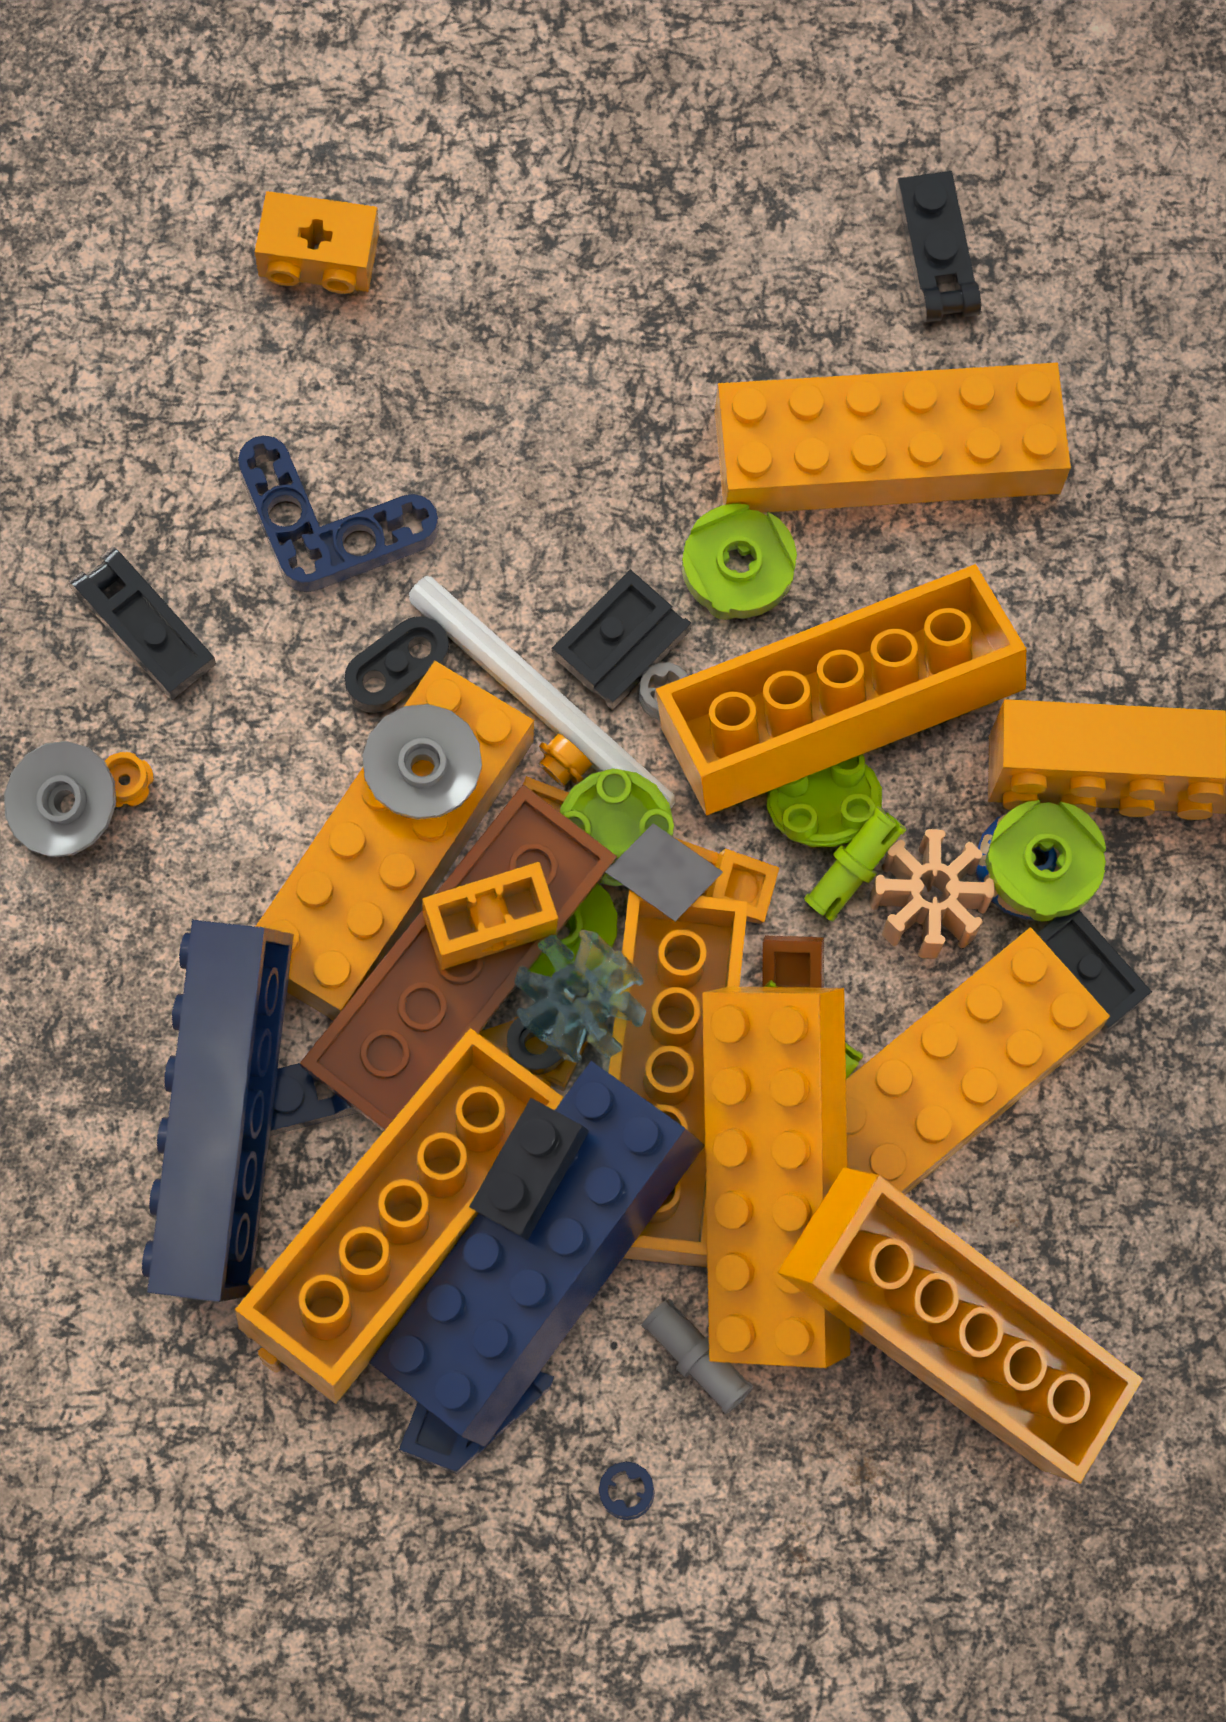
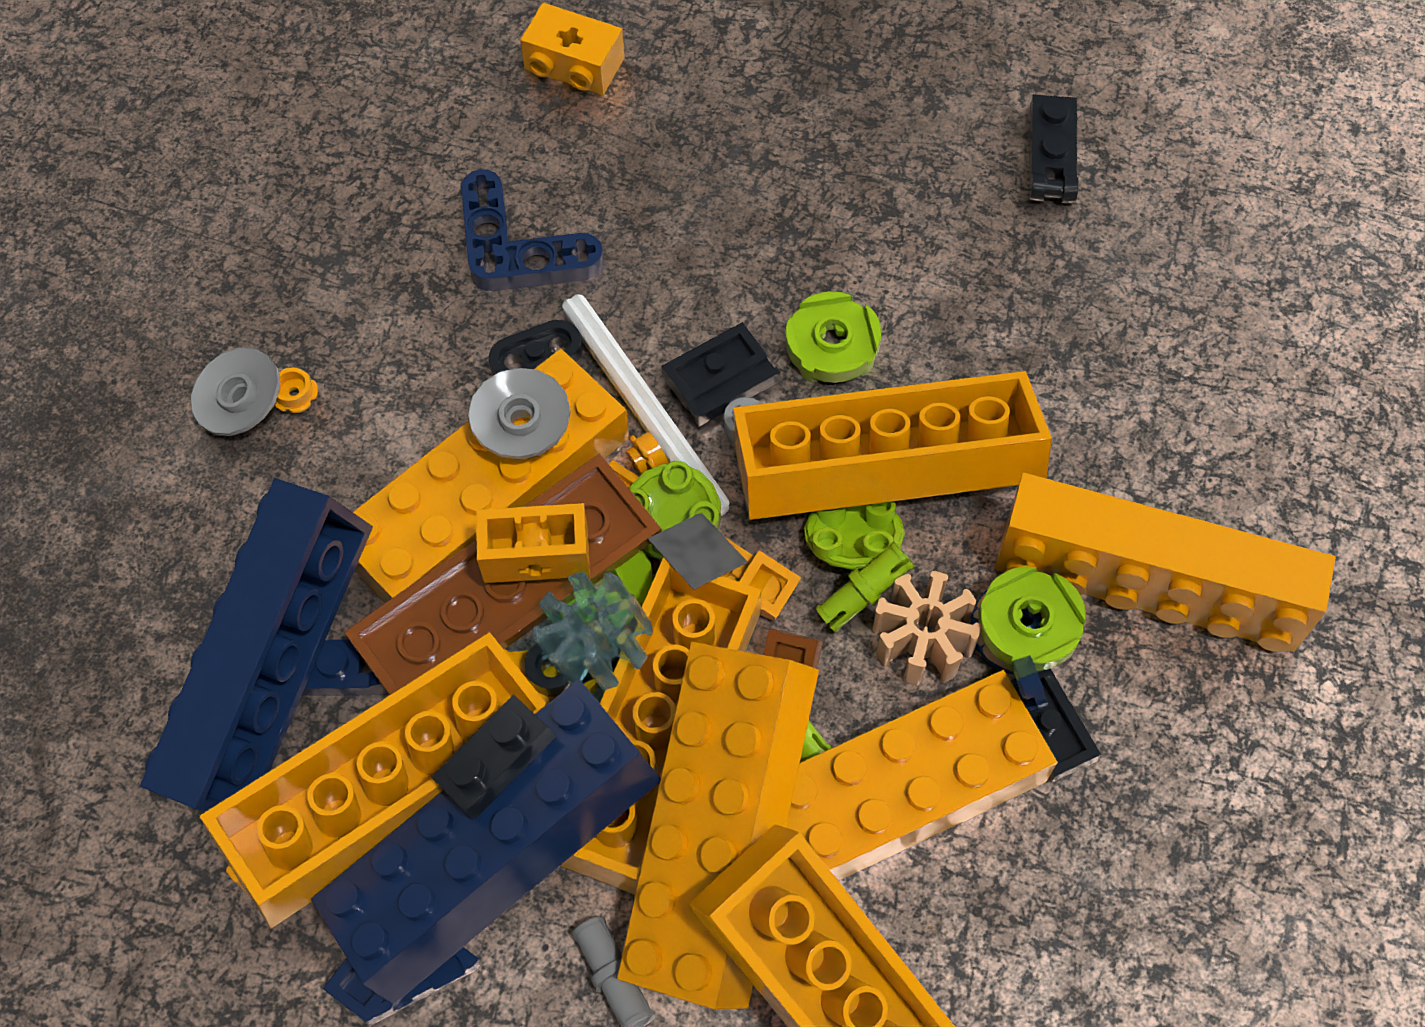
camera: 20 degrees right, 10 degrees down
(143, 624) = (350, 283): black plate -> none
(892, 438) = (983, 271): light orange brick -> none
(1061, 935) = (1029, 683): none -> dark blue tile

